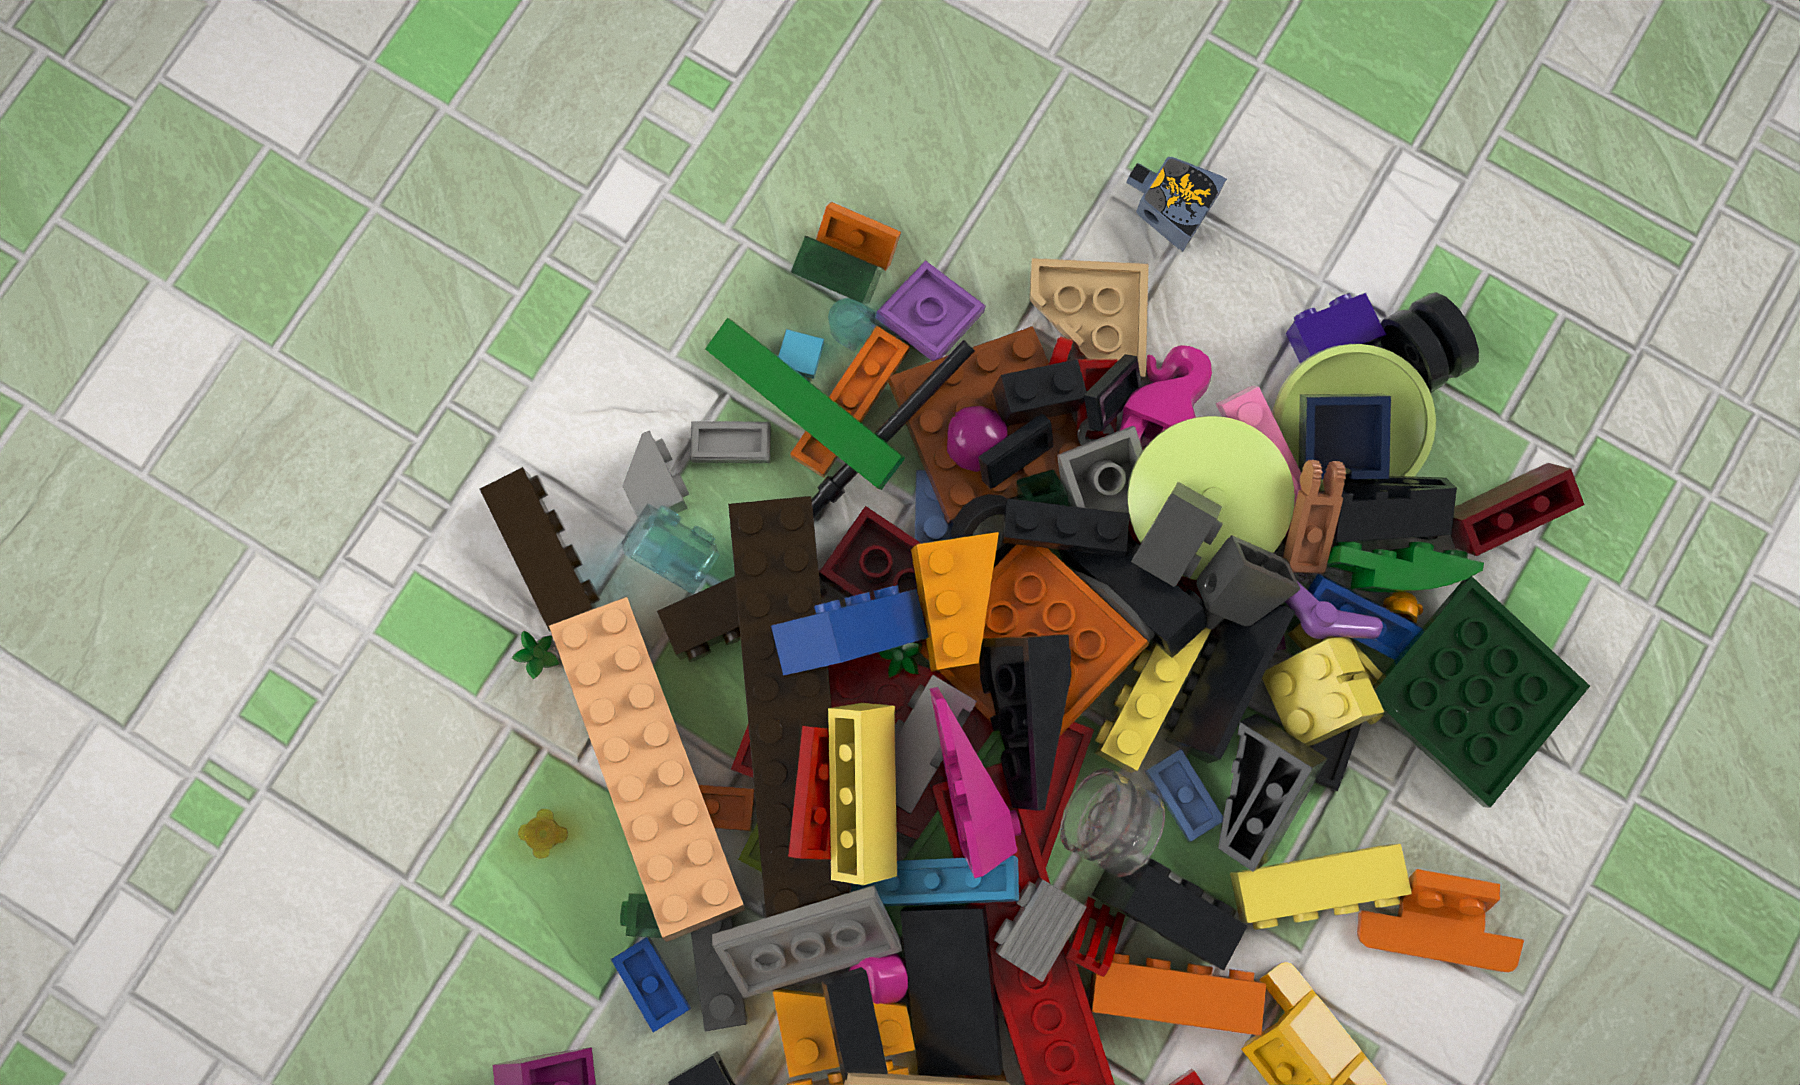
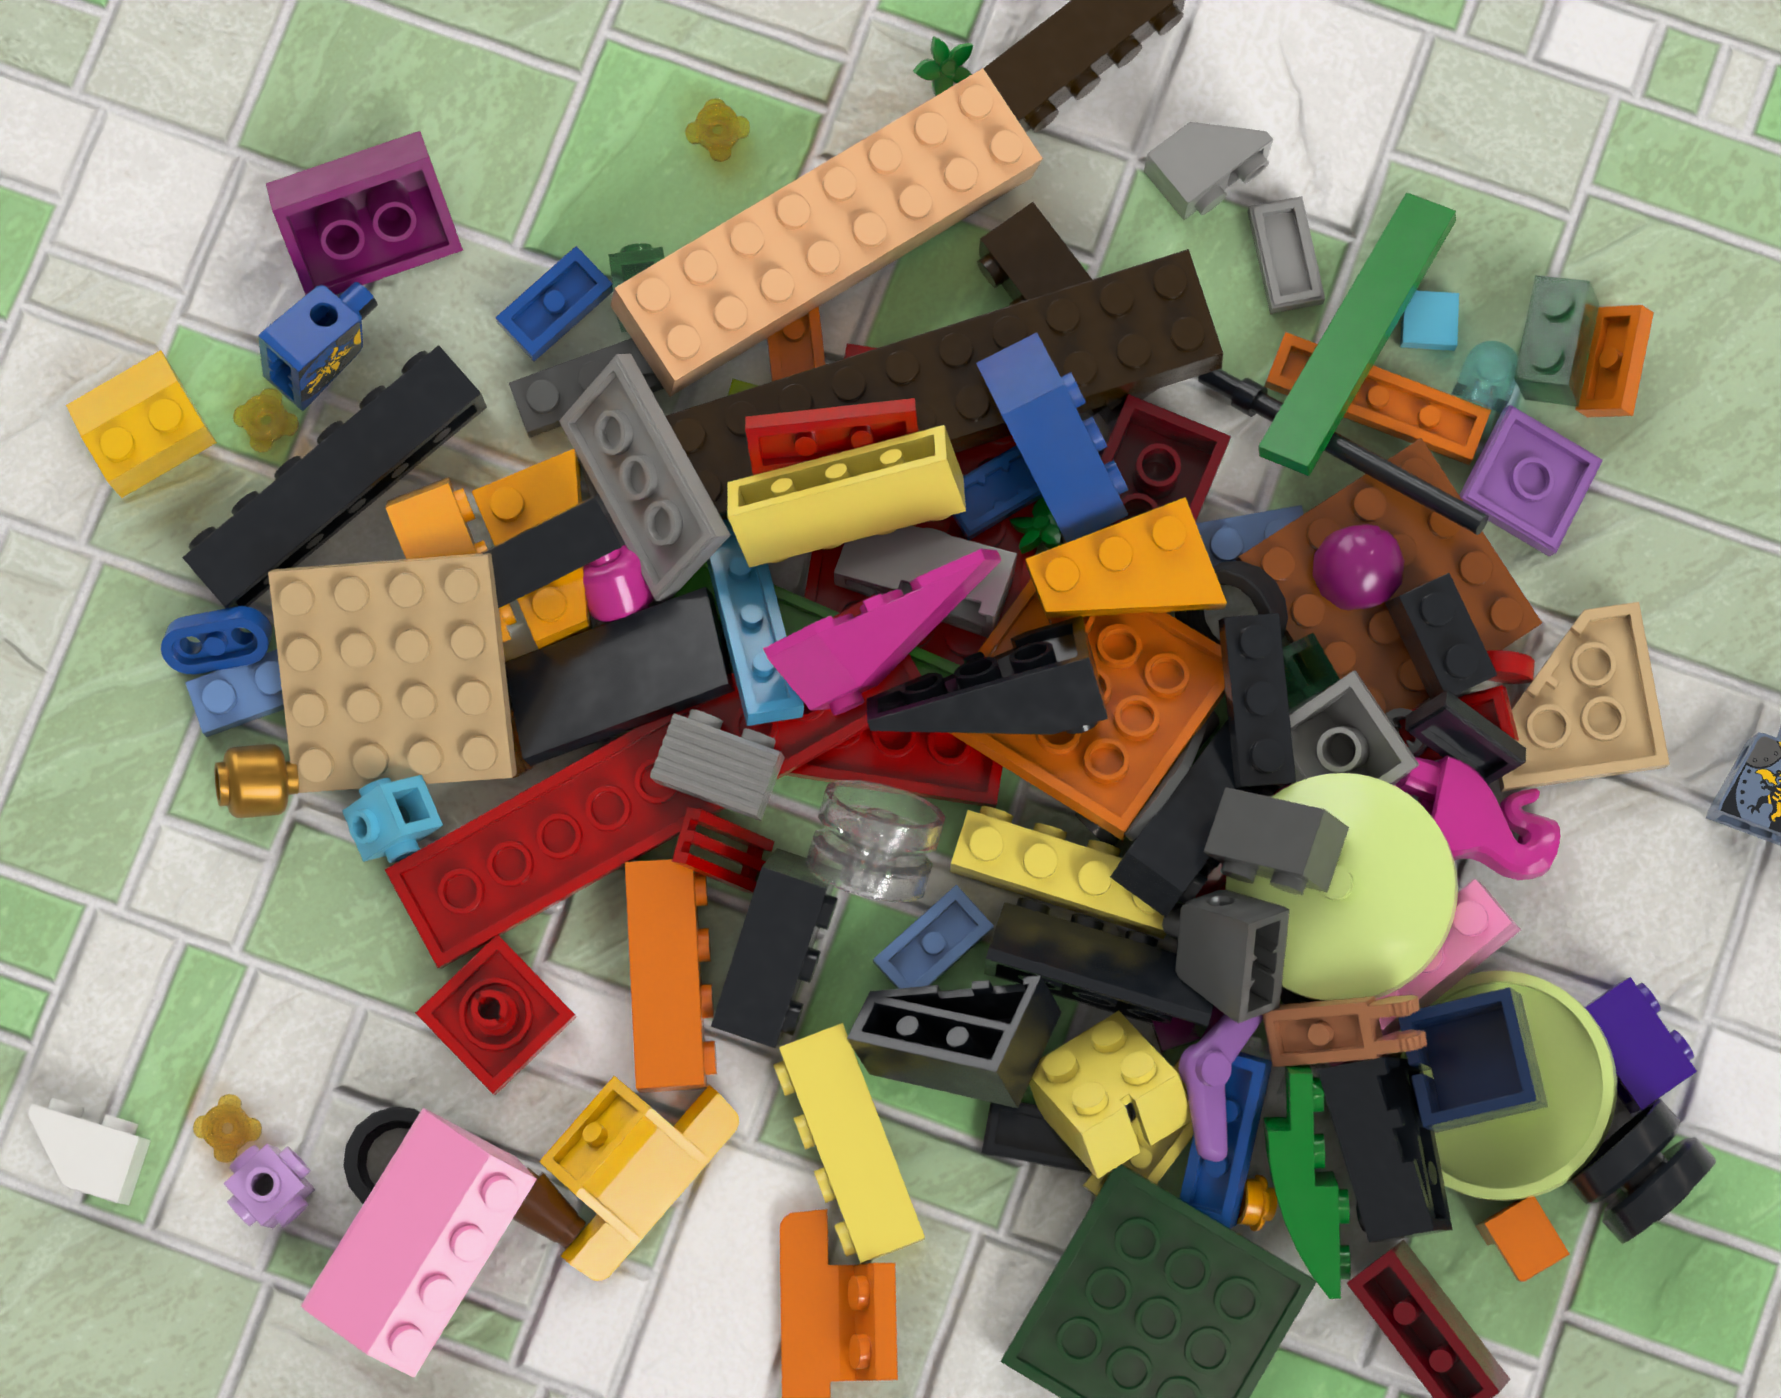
camera: 80 degrees right, 0 degrees up
(671, 547) = (1120, 201): clear light blue brick -> none
(868, 681) = (996, 492): none -> blue plate
(1016, 451) = (1351, 621): black tile -> none
(1458, 432) = (1524, 1238): none -> orange panel

